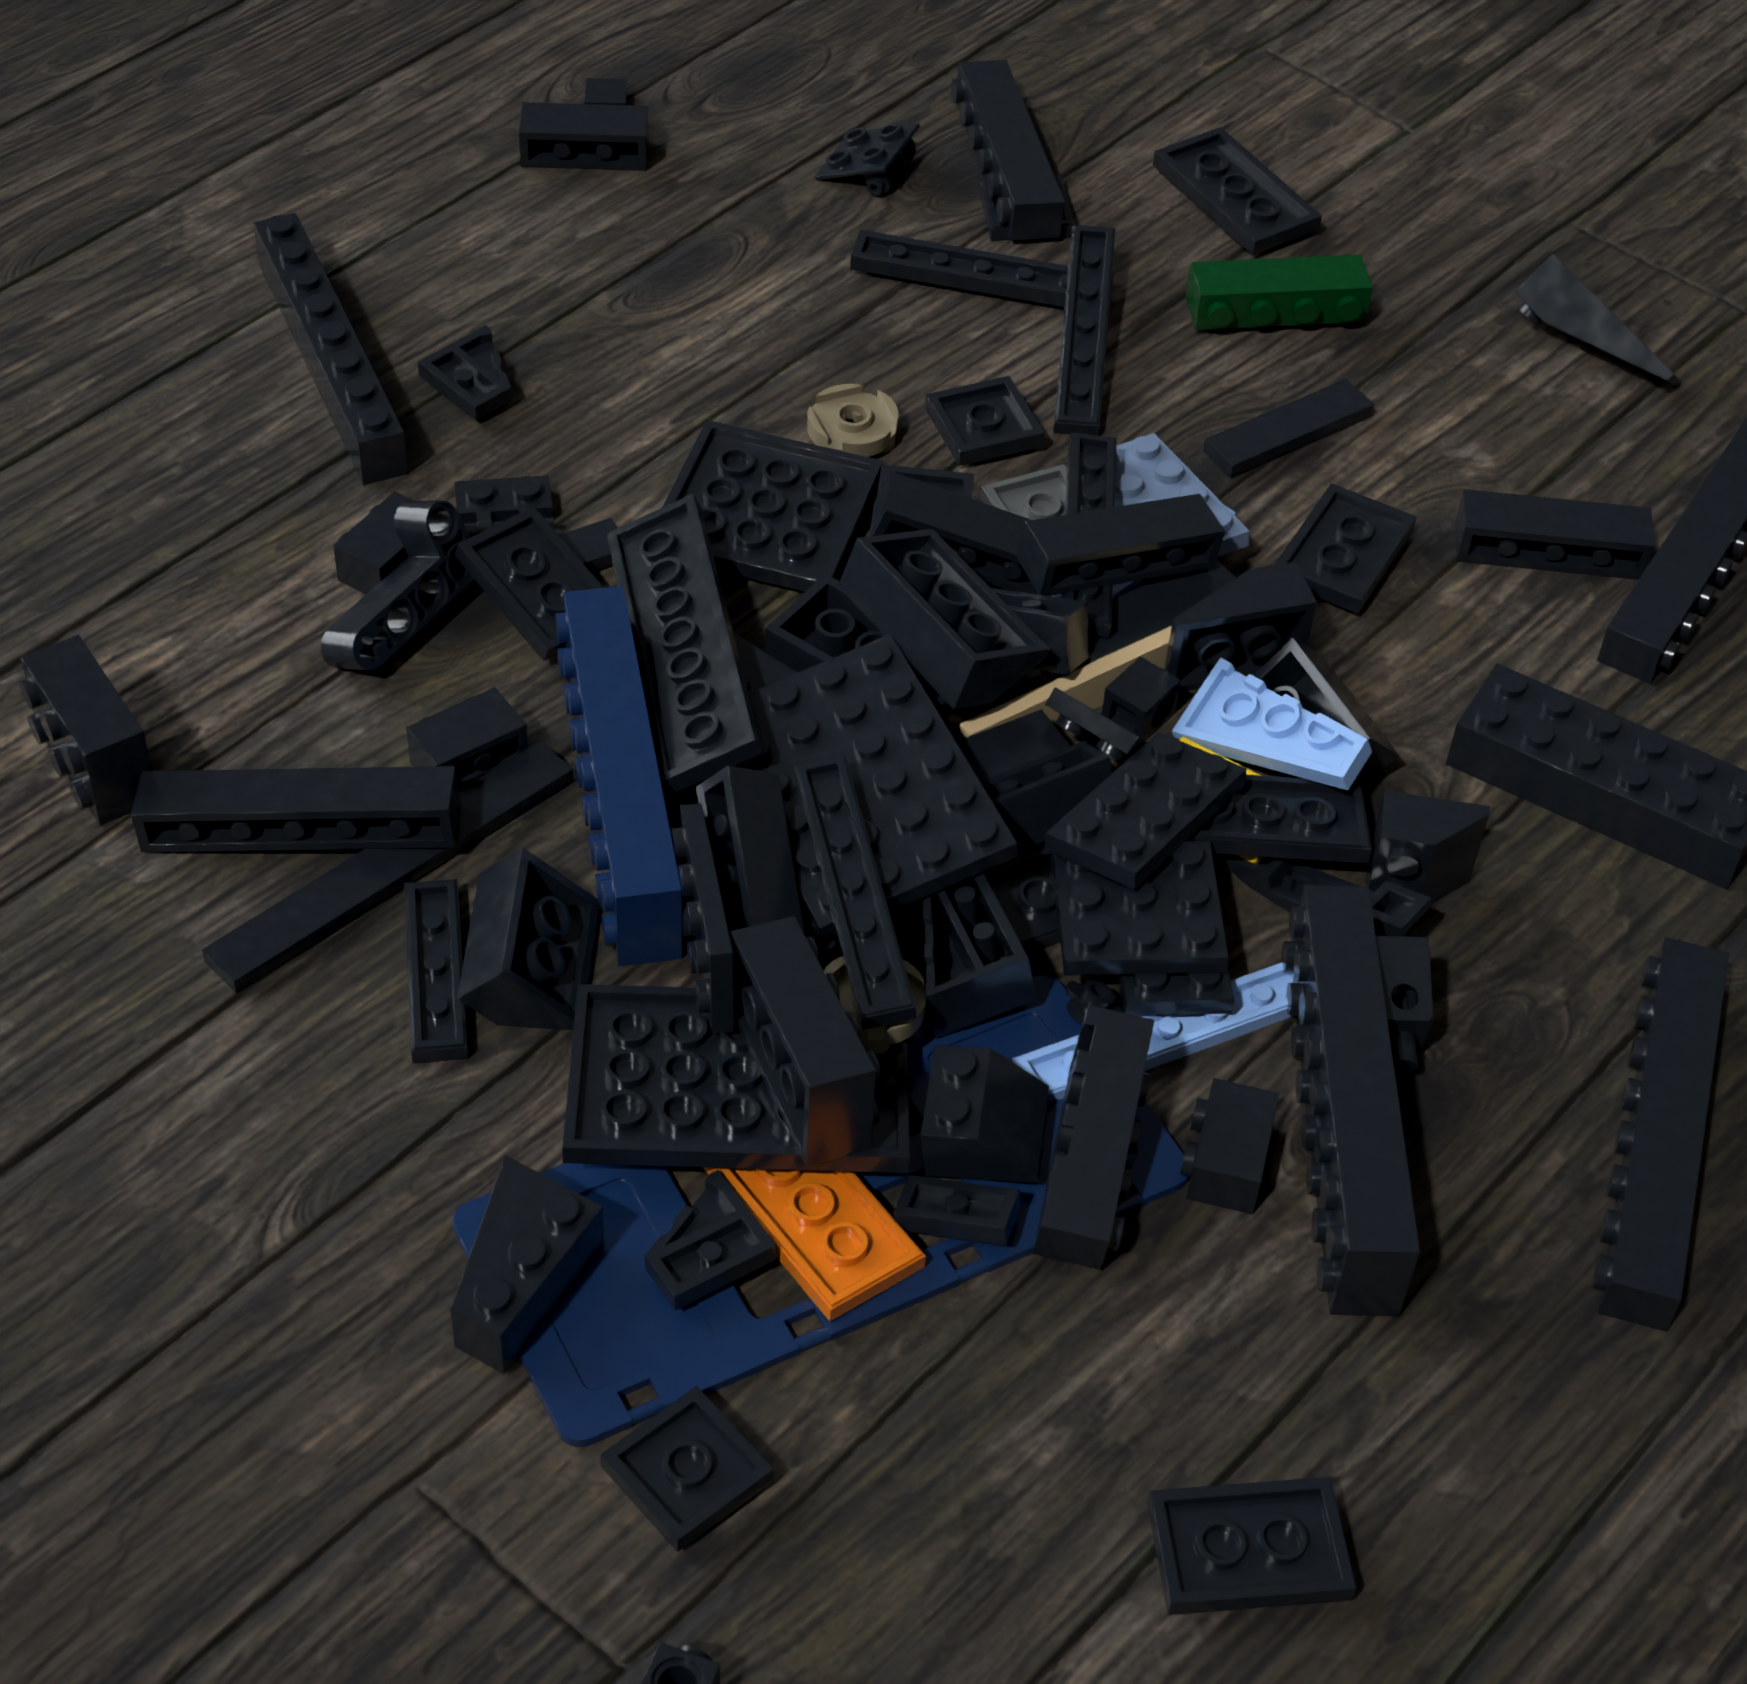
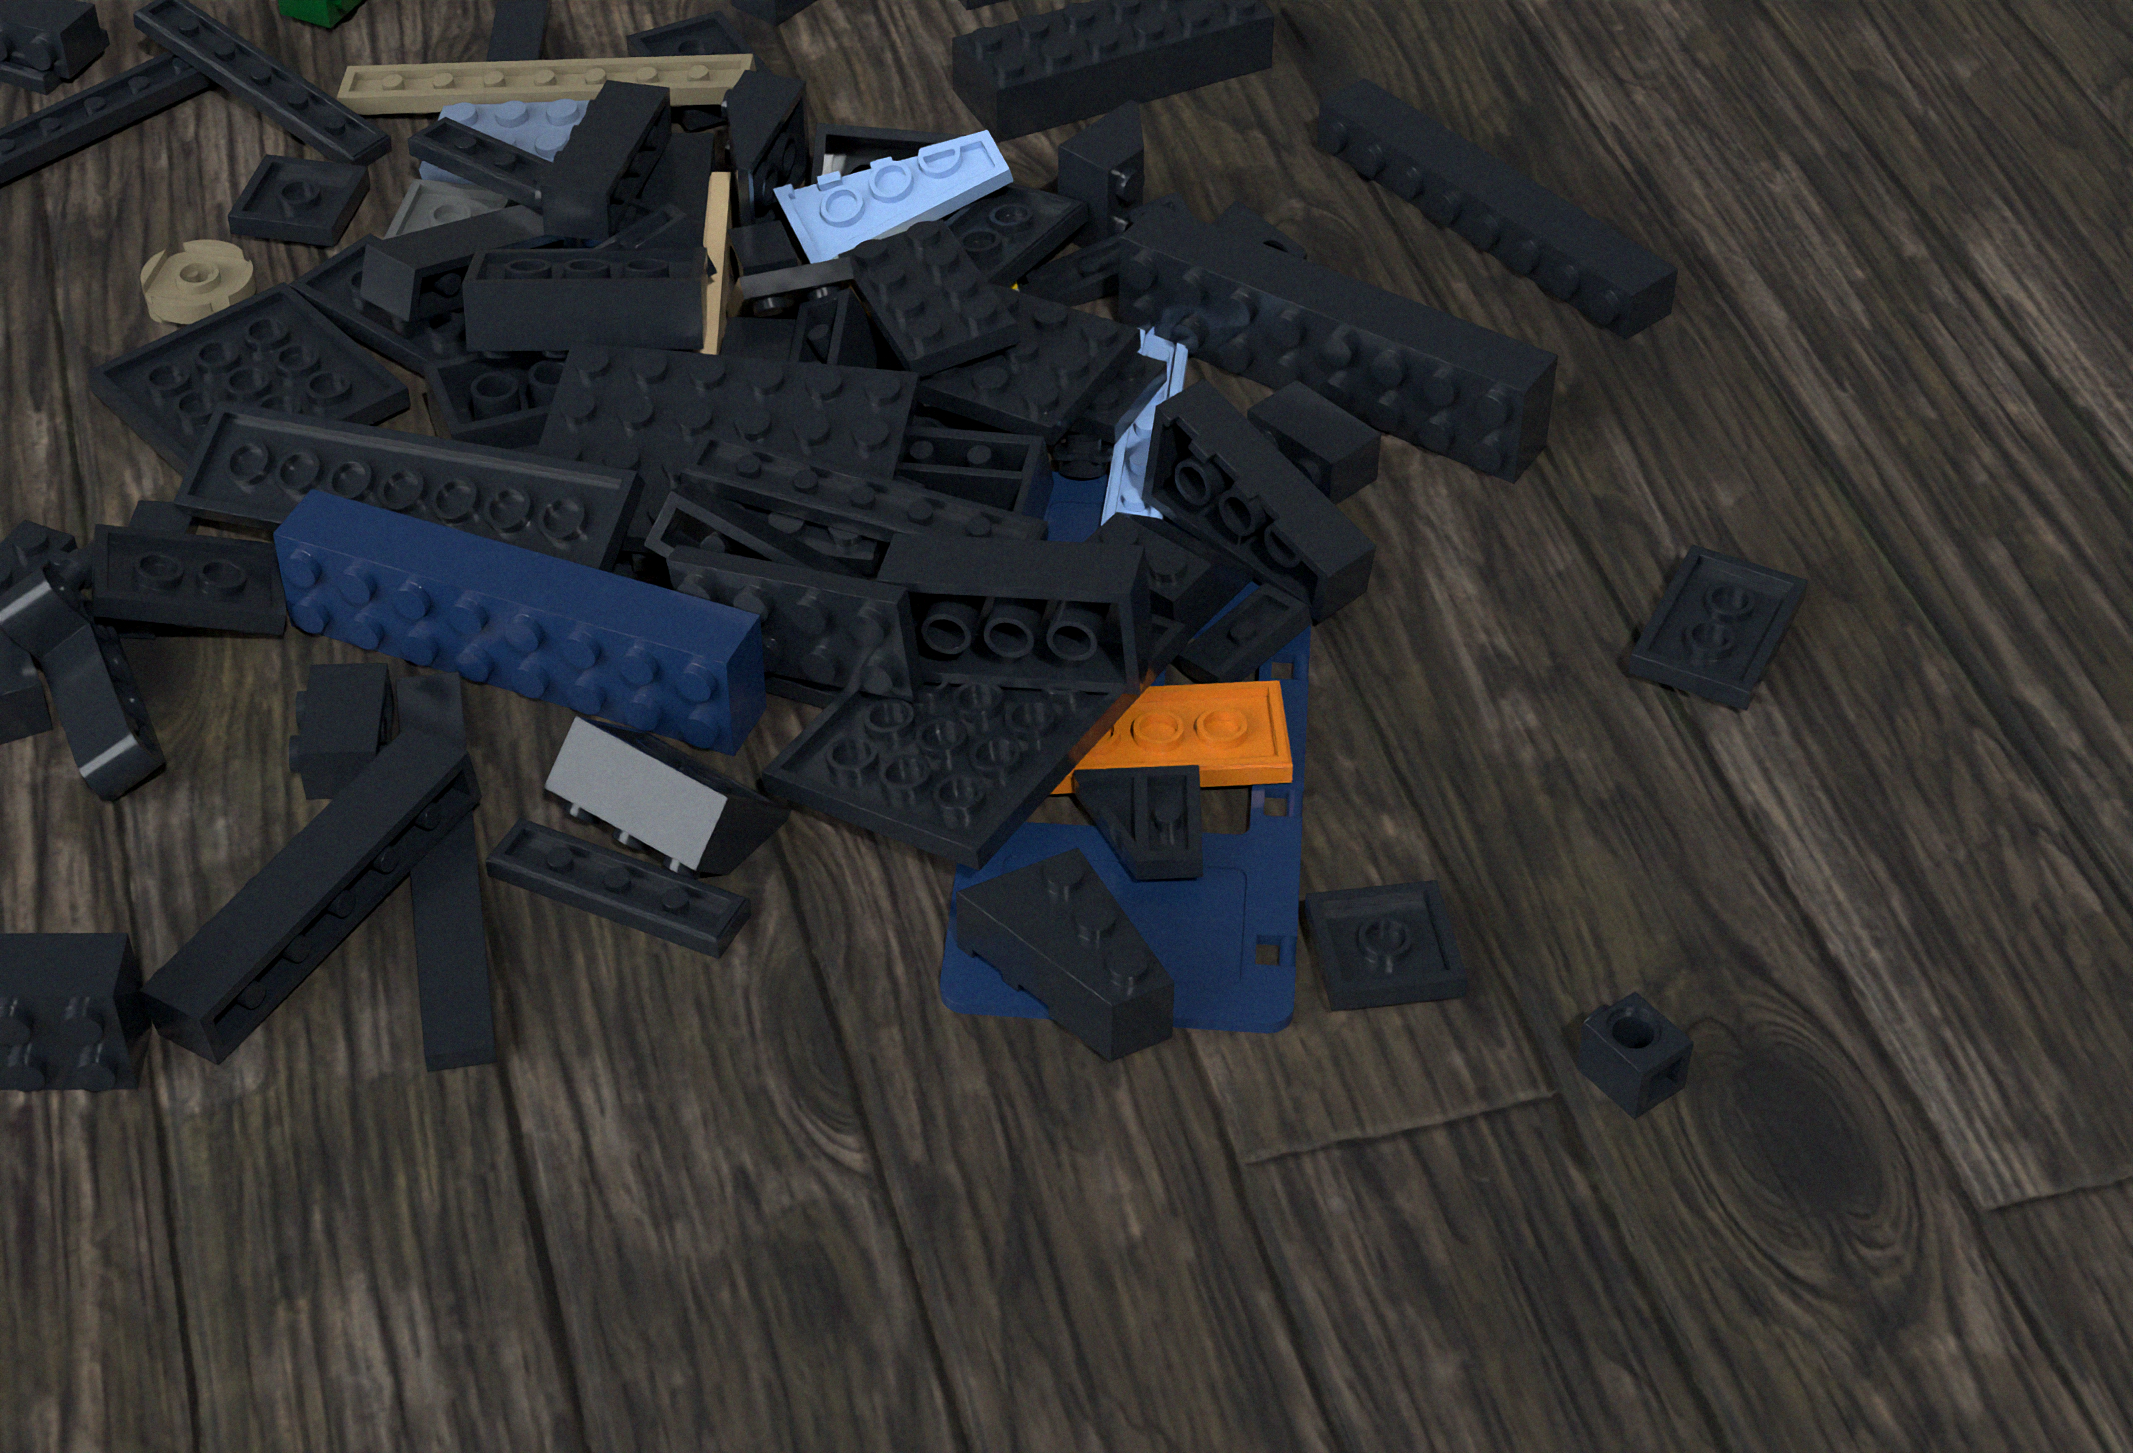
camera: 55 degrees left, 5 degrees down
(1227, 474) = (431, 86): none -> dark tan plate

